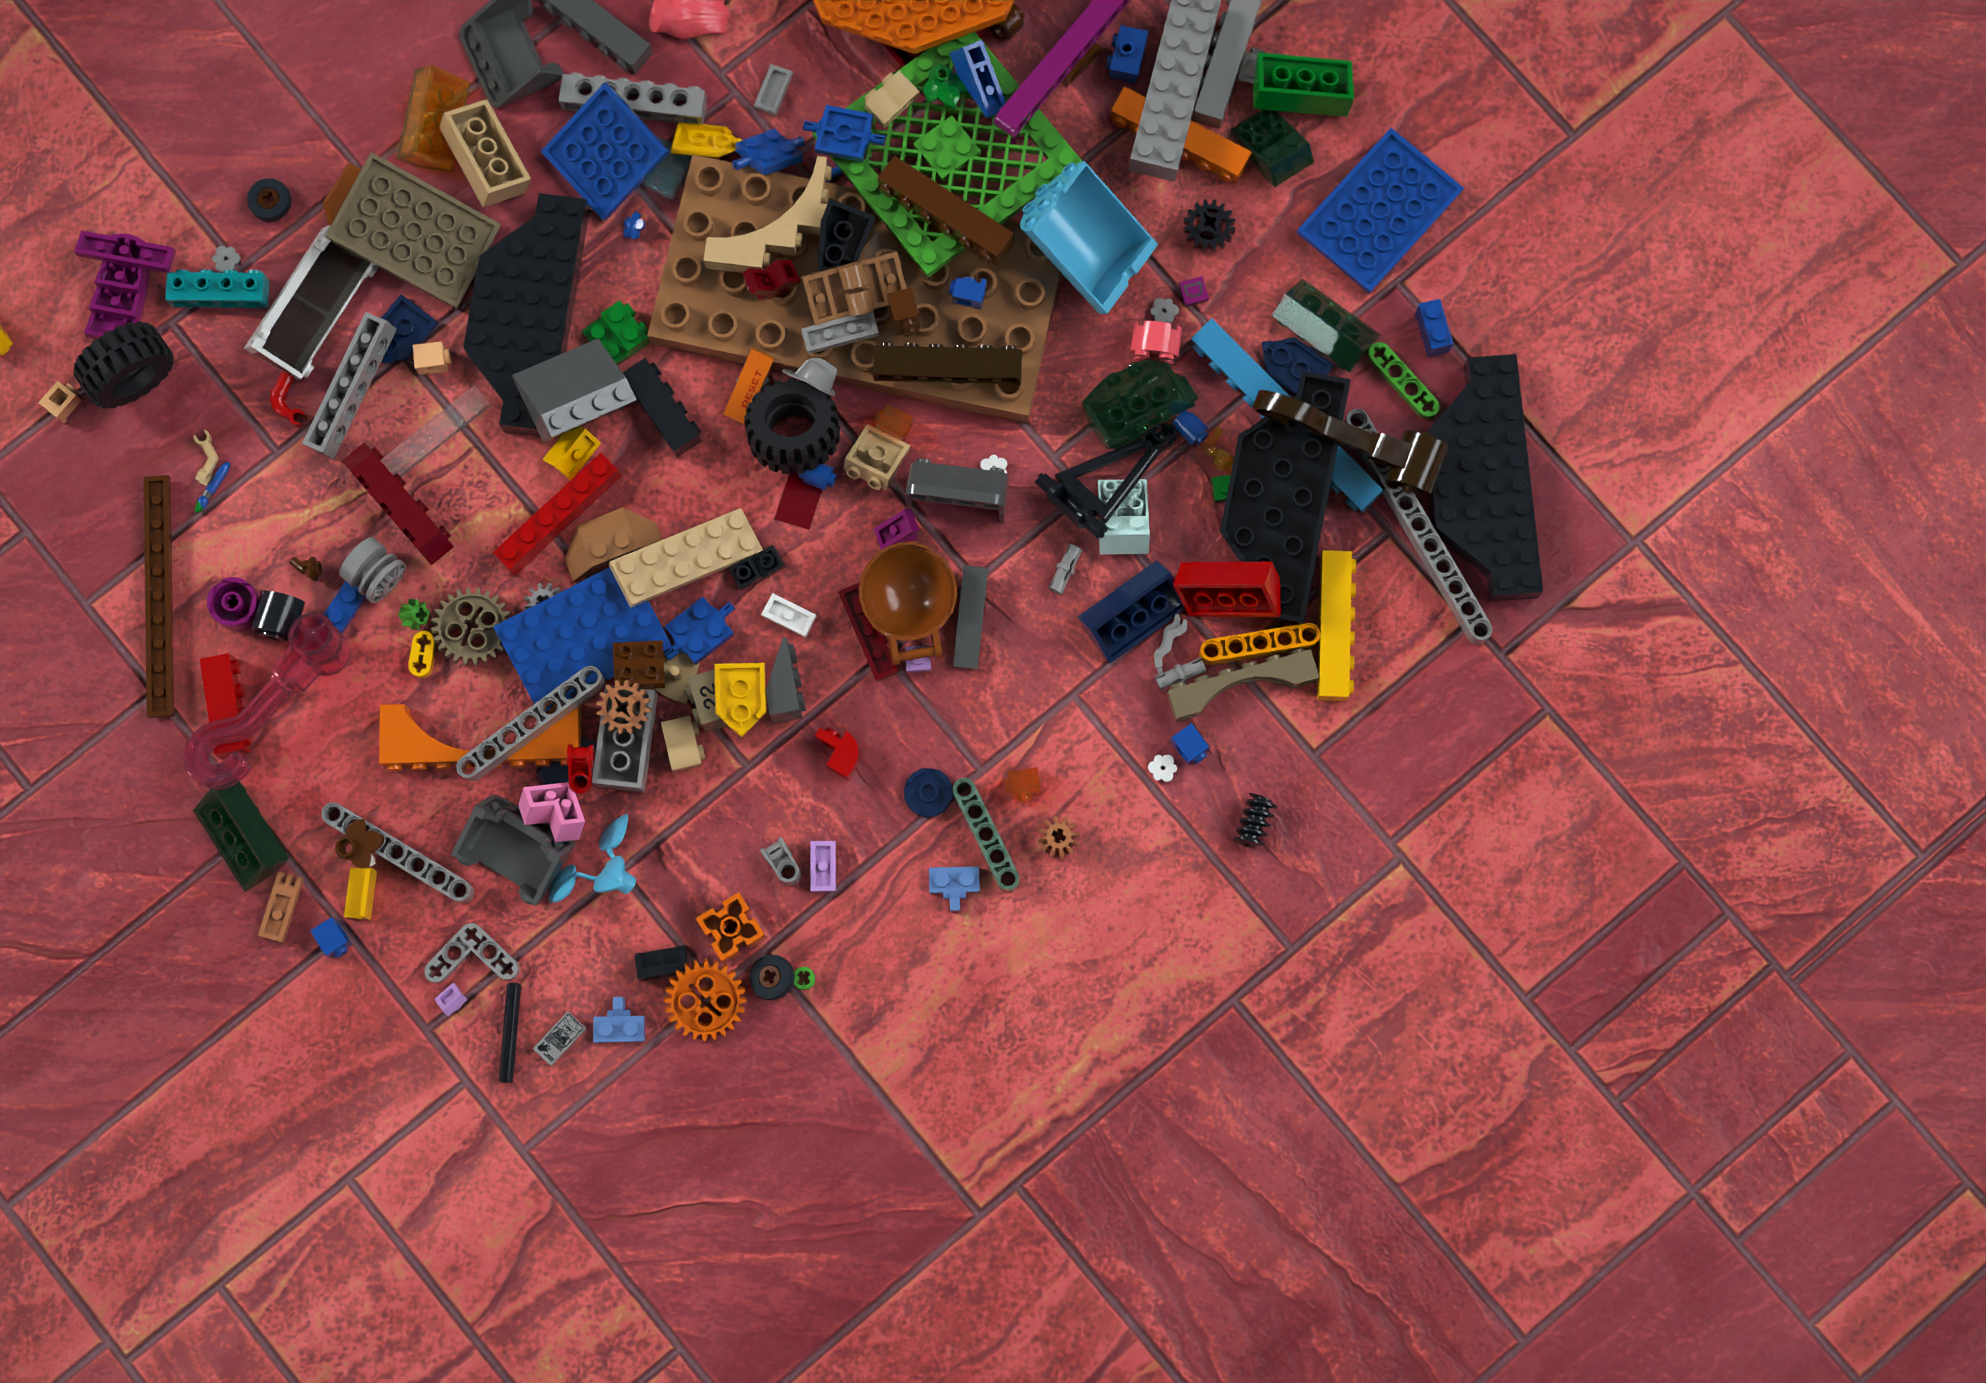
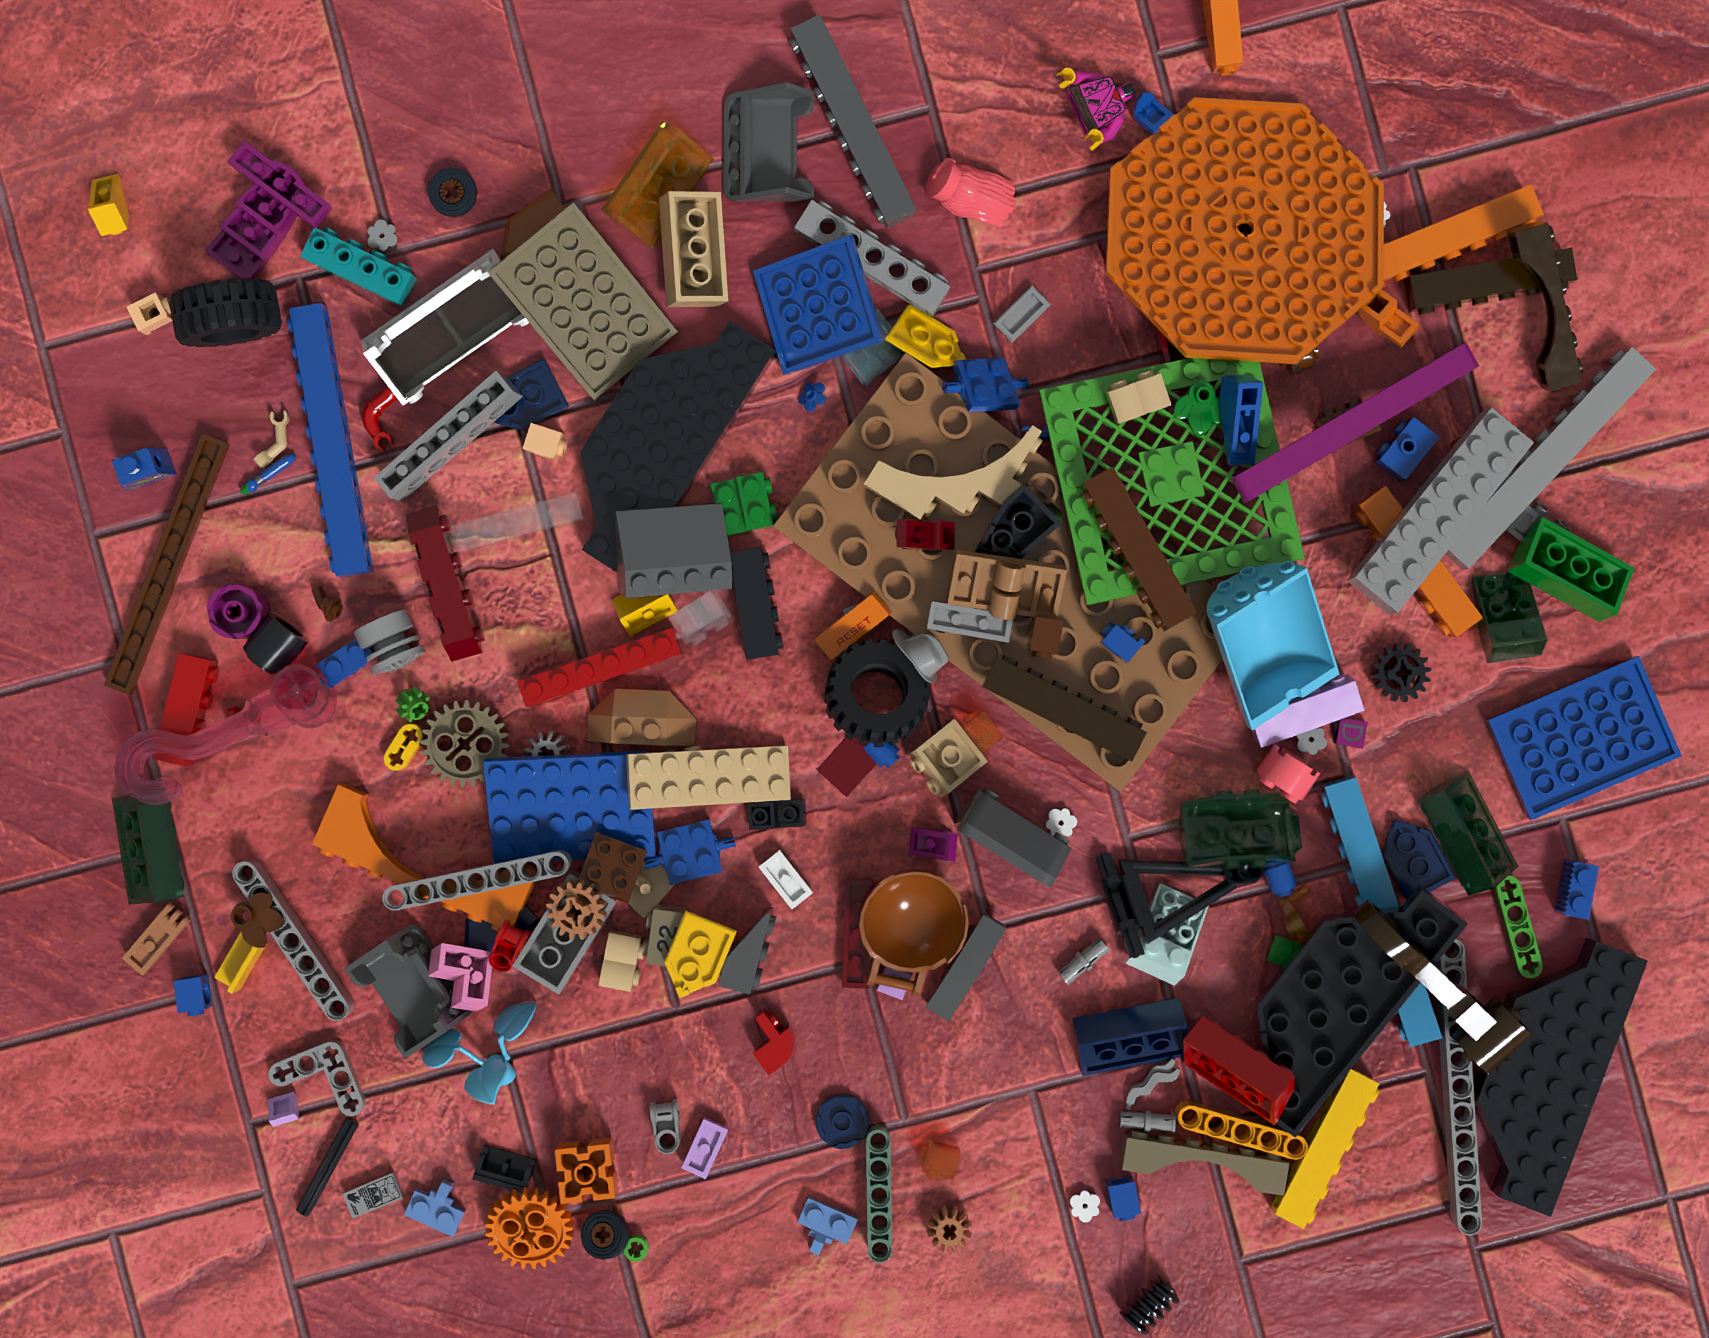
camera: 25 degrees right, 10 degrees up
(105, 526) = (141, 469): none -> blue torso
(254, 436) = (330, 439): none -> blue brick
(622, 437) = (700, 617): none -> clear brick
(844, 133) = (1071, 412): blue plate -> none
(1148, 286) = (1322, 706): none -> lavender brick

